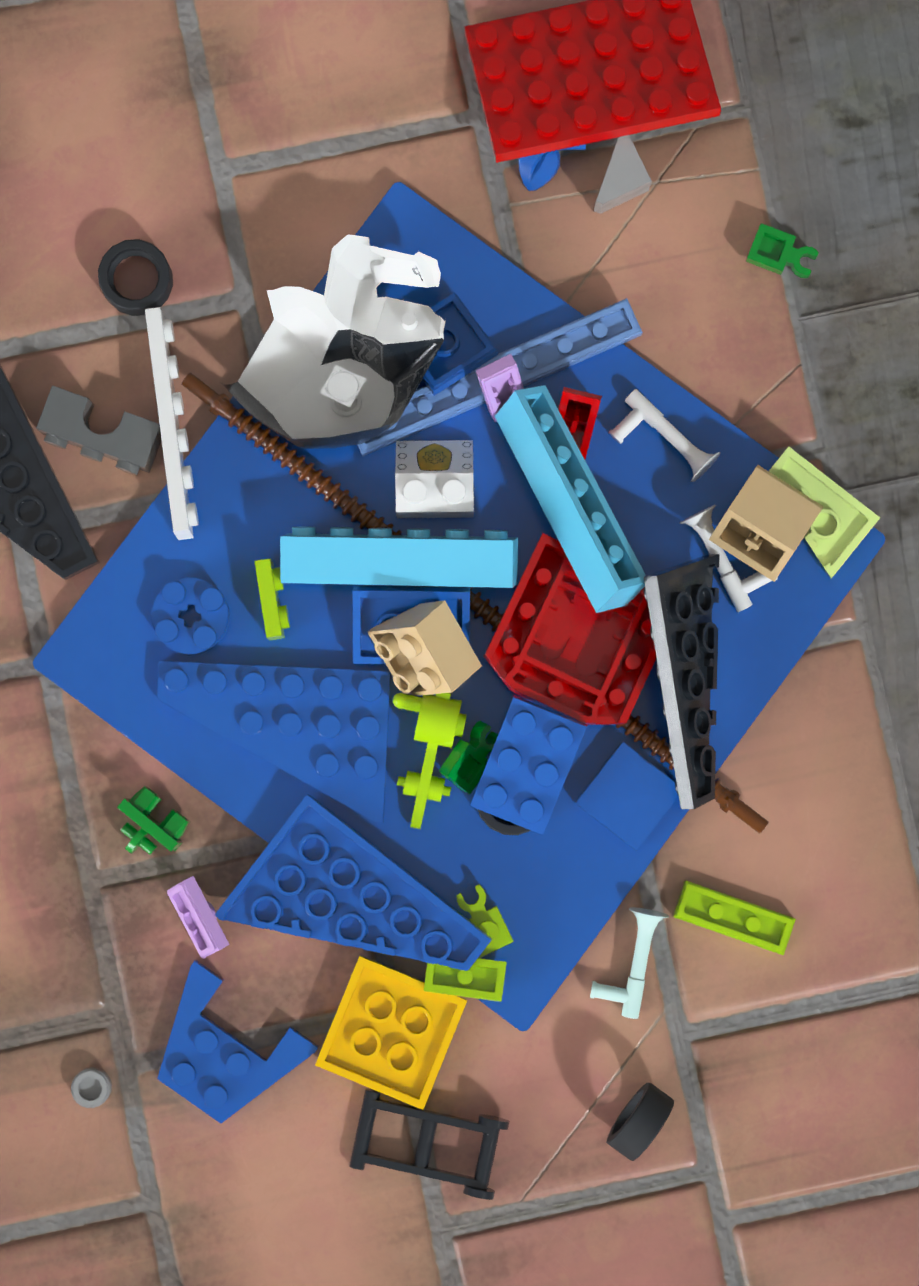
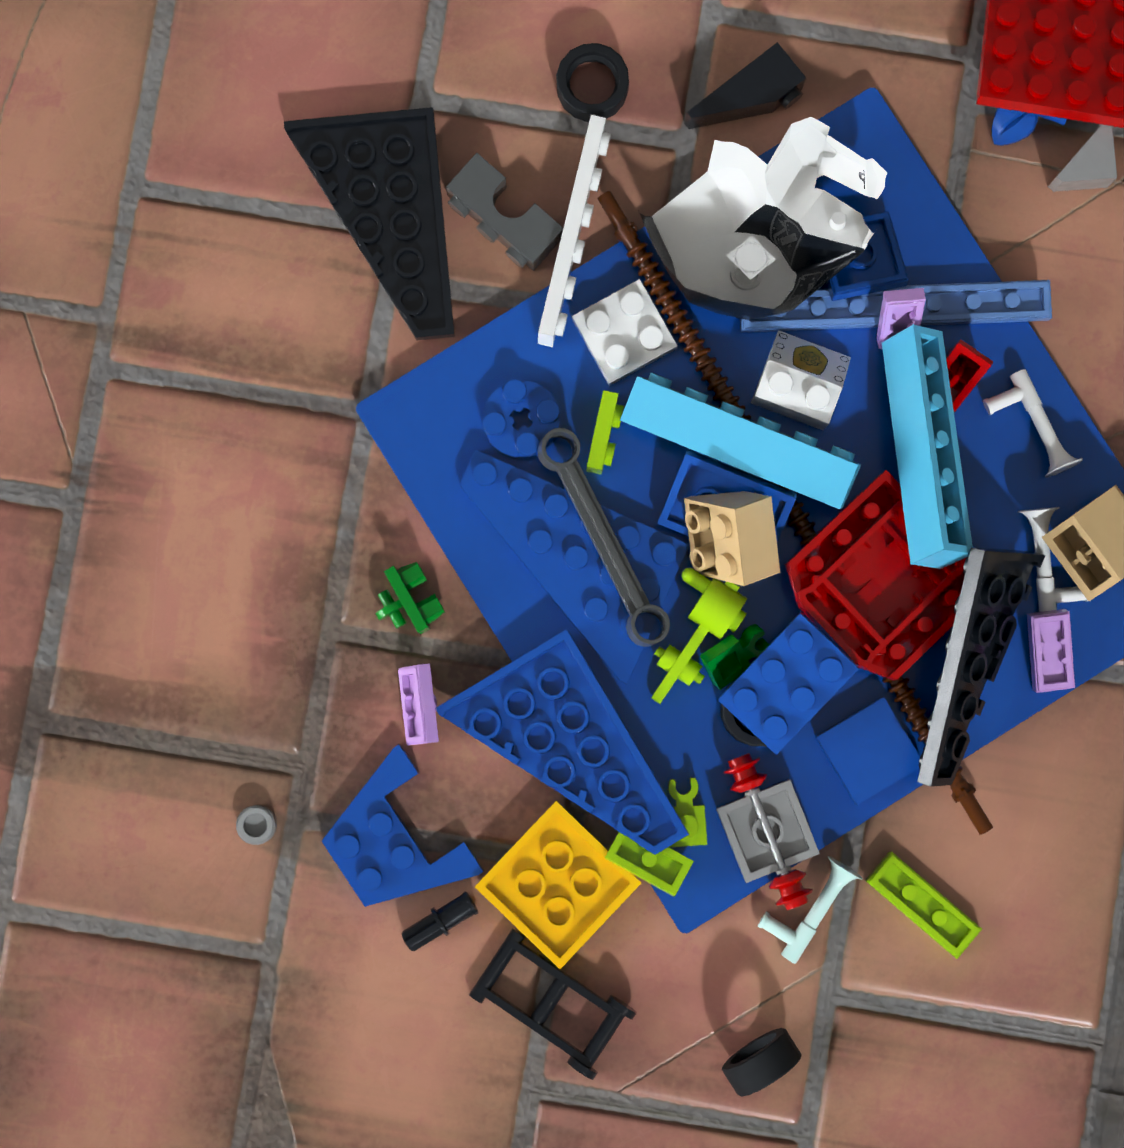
camera: 25 degrees right, 0 degrees up
(254, 498) = (624, 332): none -> white plate
(287, 228) = (751, 92): none -> black slope
(295, 1110) = (439, 922): none -> black axle
(307, 696) = (603, 537): none -> dark grey piece
(564, 907) = (767, 831): none -> light grey plate
(758, 639) = (1050, 650): none -> lavender plate

